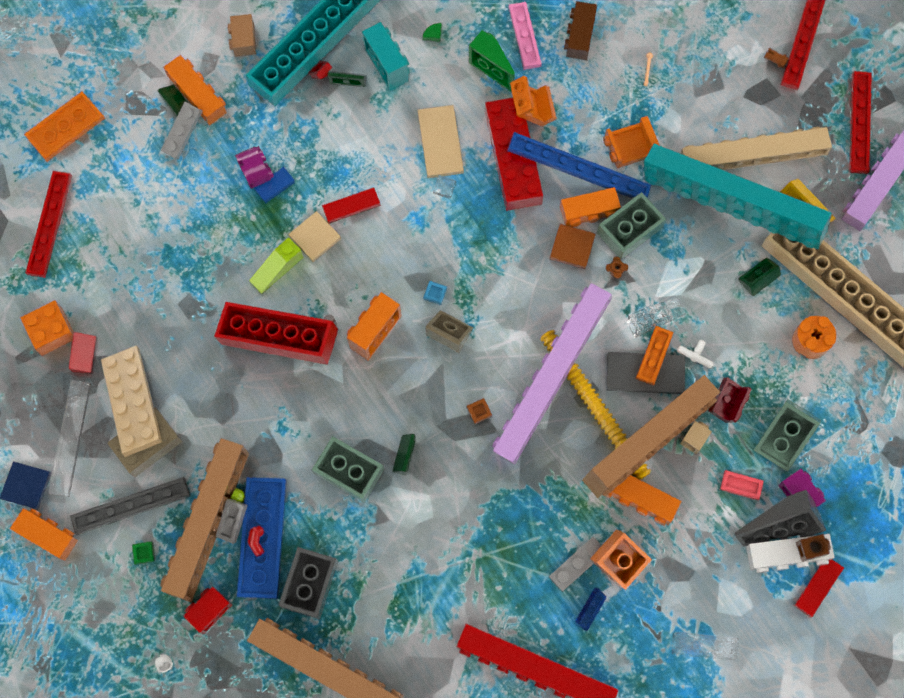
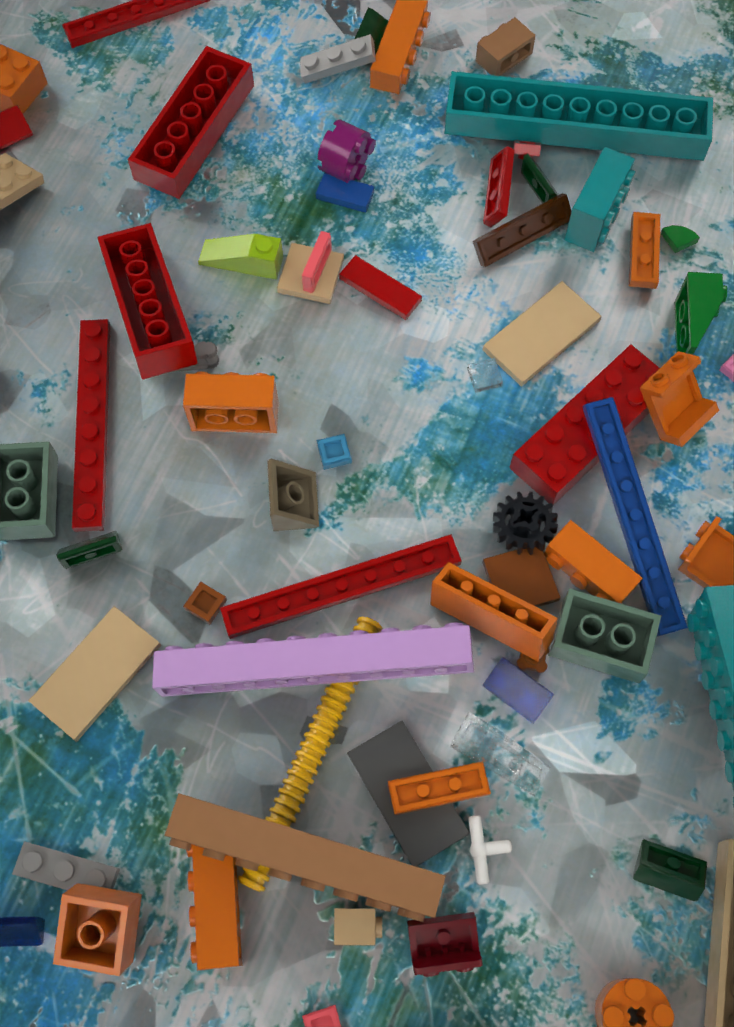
camera: 55 degrees right, 5 degrees down
(165, 238) = (191, 122): none -> red brick
(315, 227) = (316, 262): none -> coral tile
(326, 411) = (91, 426): none -> red plate
(334, 101) = (498, 186): none -> red tile
(371, 107) = (522, 230): none -> reddish brown tile
(429, 55) = (644, 250): none -> orange plate
(479, 491) = (95, 673): none -> tan tile
(516, 337) = (339, 586): none -> red plate
(553, 223) = (525, 523): none -> black gear
(584, 269) = (493, 611): none -> orange brick
(629, 286) = (518, 690): none -> clear blue slope

